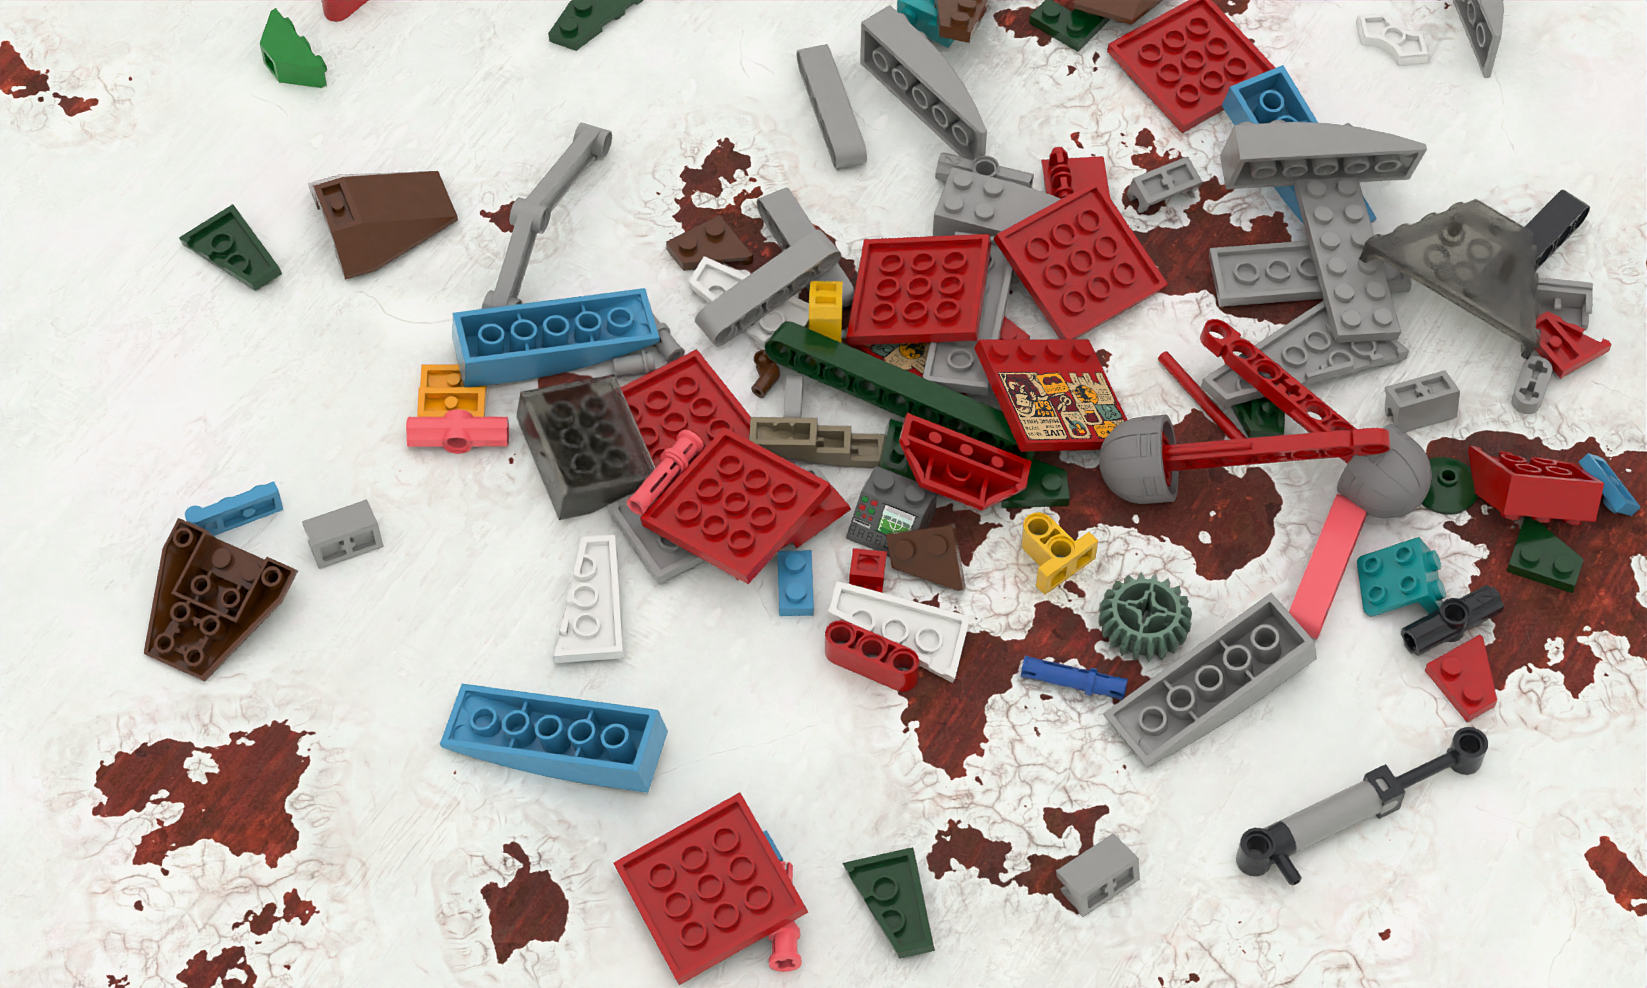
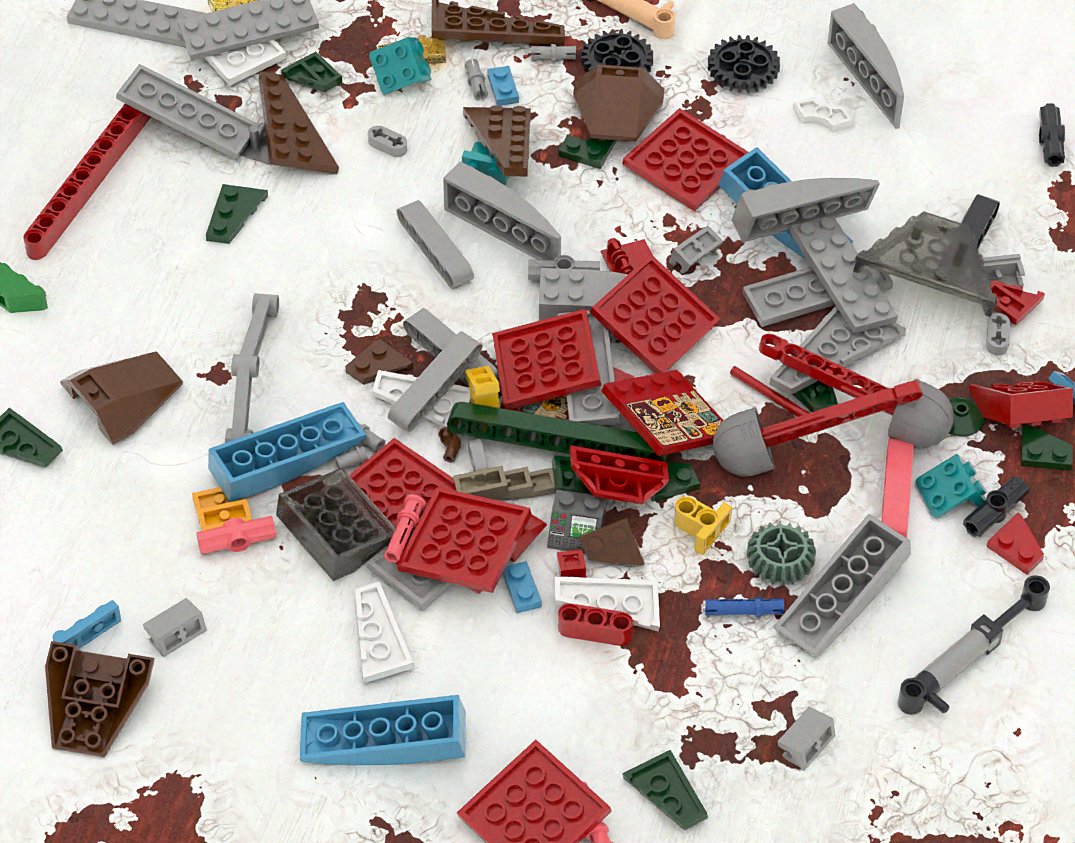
camera: 15 degrees left, 5 degrees down
(1422, 401) = (927, 360): light grey hinge -> none

